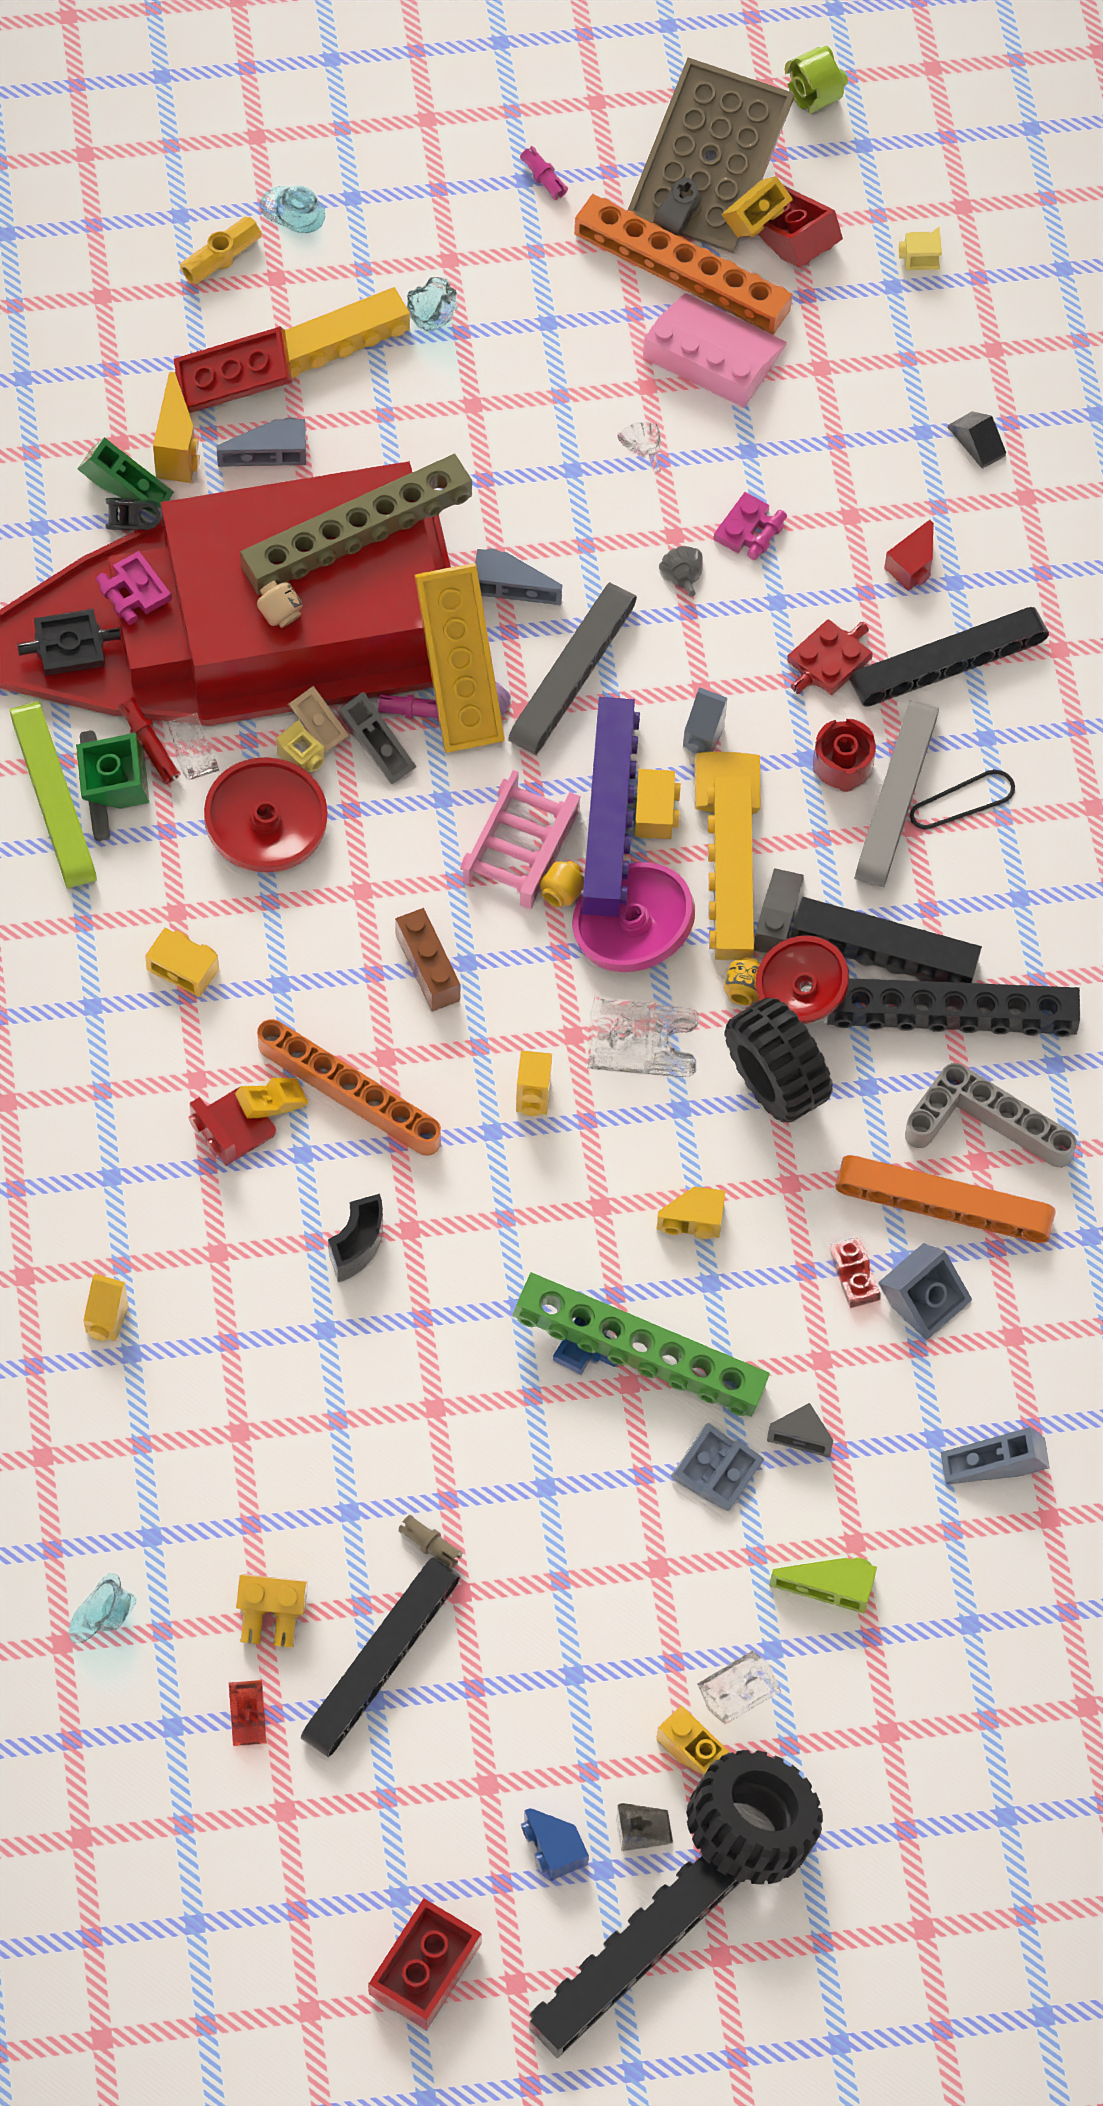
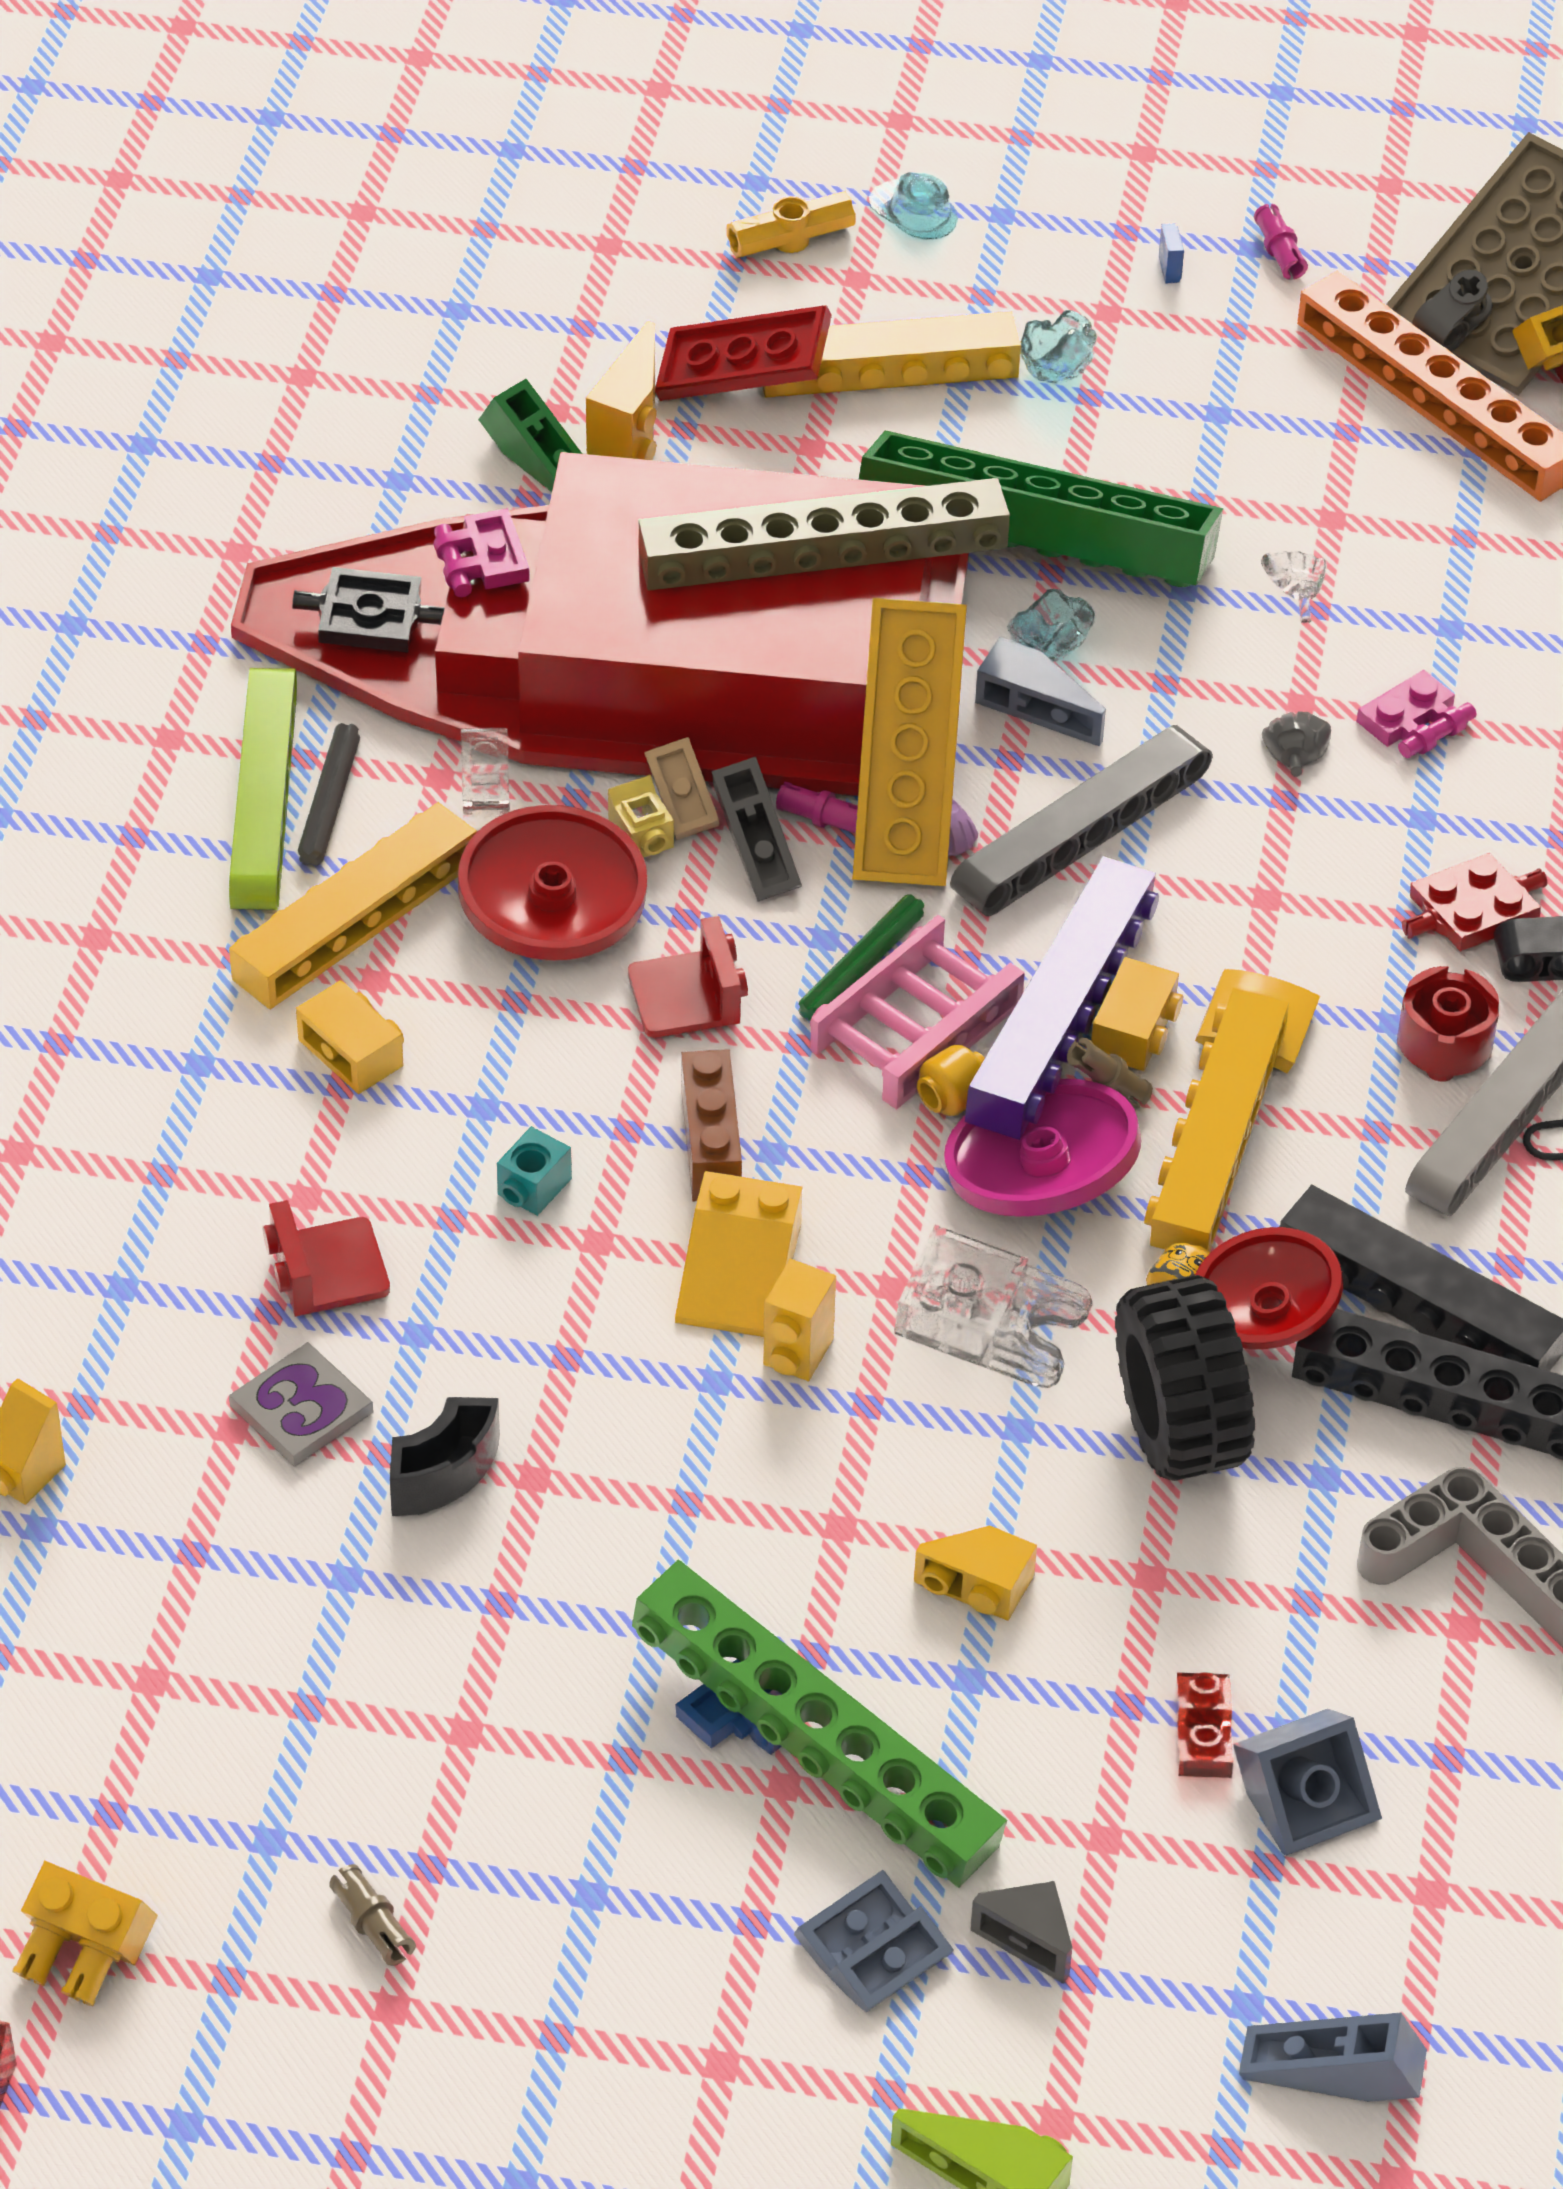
camera: 20 degrees right, 15 degrees down
(113, 771) = (360, 776): green slope -> none
(130, 514) = (521, 483): black piece -> none
(145, 865) = (350, 906): none -> yellow brick
(149, 740) = (425, 739): red pin -> none
(254, 1224) = (301, 1404): none -> light grey tile
(271, 444) = (753, 447): sand blue slope -> none
(275, 1098) = (410, 1246): yellow slope -> none
(279, 604) = (669, 599): tan head -> none
(332, 1012) = (534, 1171): none -> teal brick
(355, 1099) = (523, 1260): orange beam -> none
(377, 862) = (691, 988): none -> bracket
(380, 1657) = (217, 2059): black beam -> none
(472, 809) = (863, 954): none -> green axle
(477, 203) = (1171, 253): none -> tile
(478, 1044) = (737, 1251): none -> yellow slope
(479, 437) = (1065, 510): none -> green brick
(505, 527) = (1053, 624): none -> clear light blue hair
(656, 853) = (1109, 1071): none -> dark tan pin
(705, 722) = (1252, 925): sand blue slope -> none
(712, 349) = (1440, 493): bright pink slope -> none
(778, 909) = (1268, 1194): dark grey slope -> none
(945, 1199) = (1390, 1660): orange beam -> none

